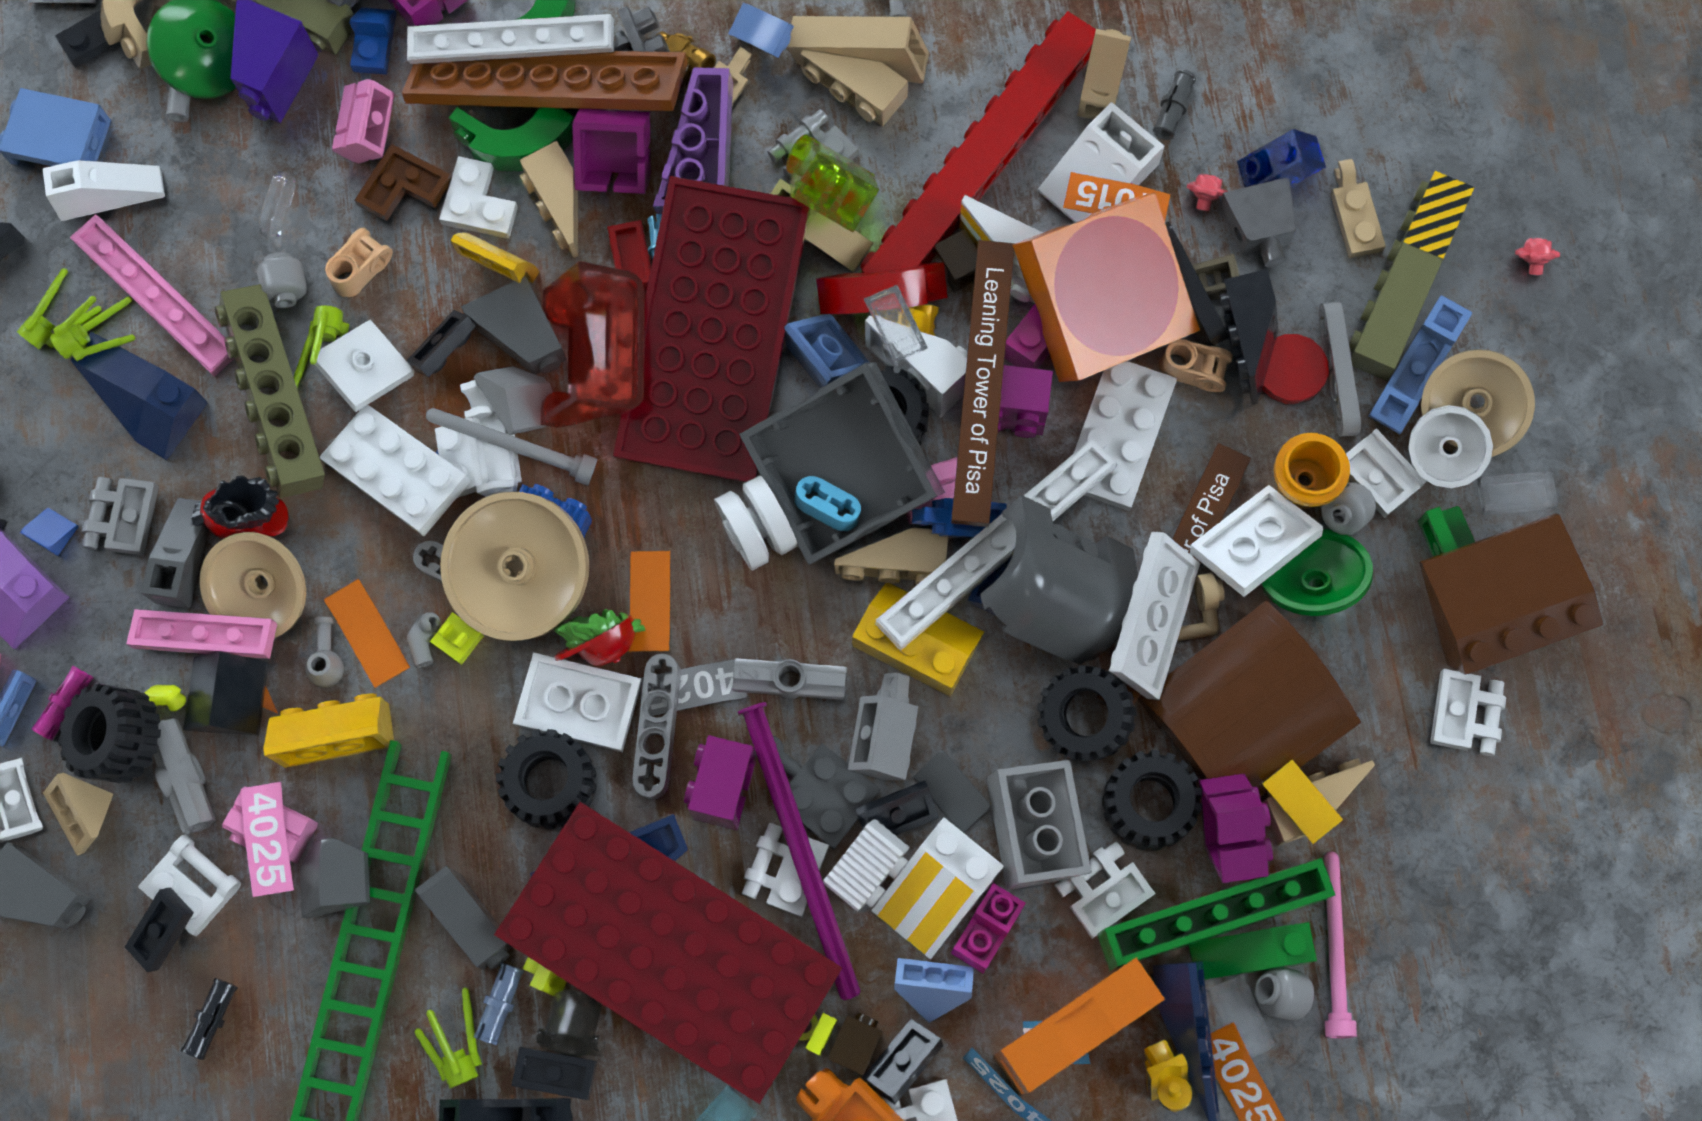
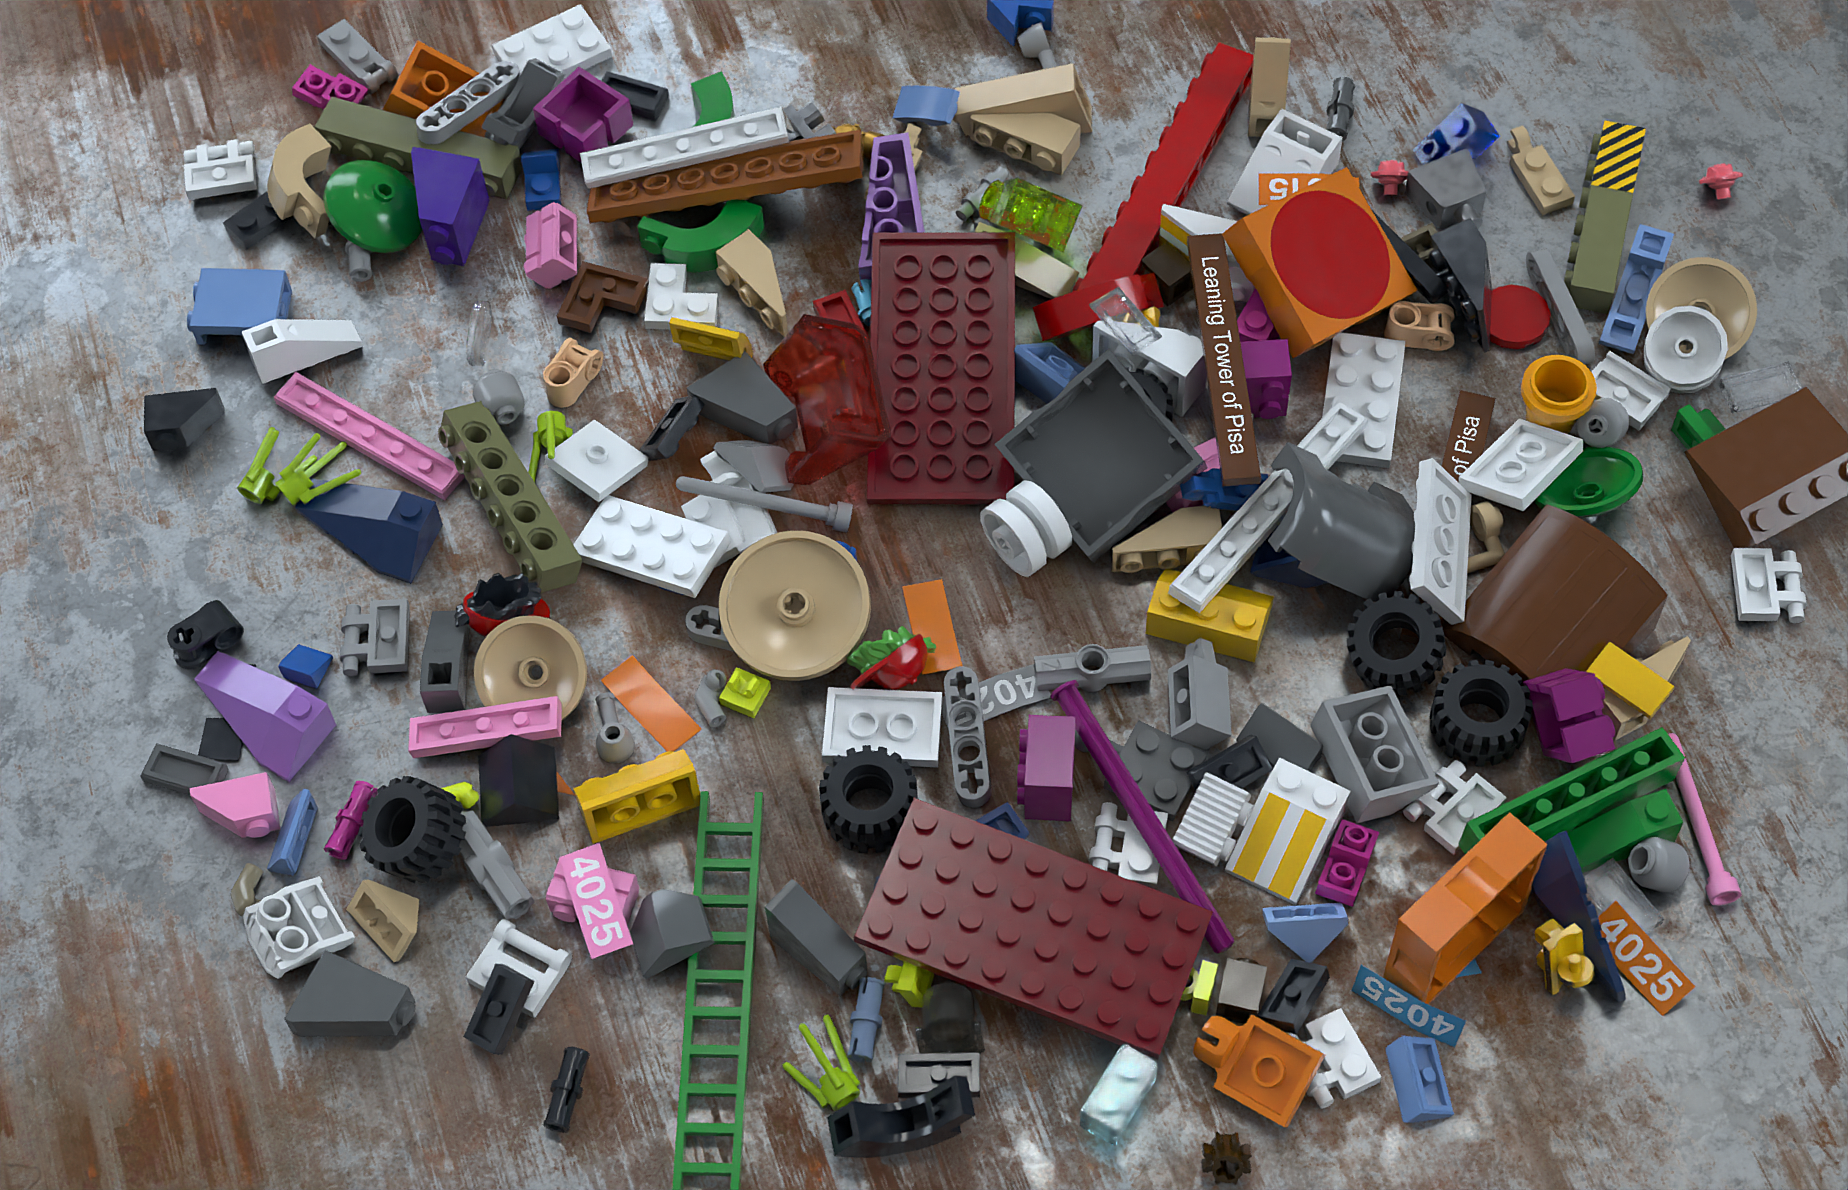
camera: 10 degrees left, 15 degrees down
(612, 143) = (804, 225): magenta piece -> none
(827, 503) = (1094, 497): medium azure beam -> none

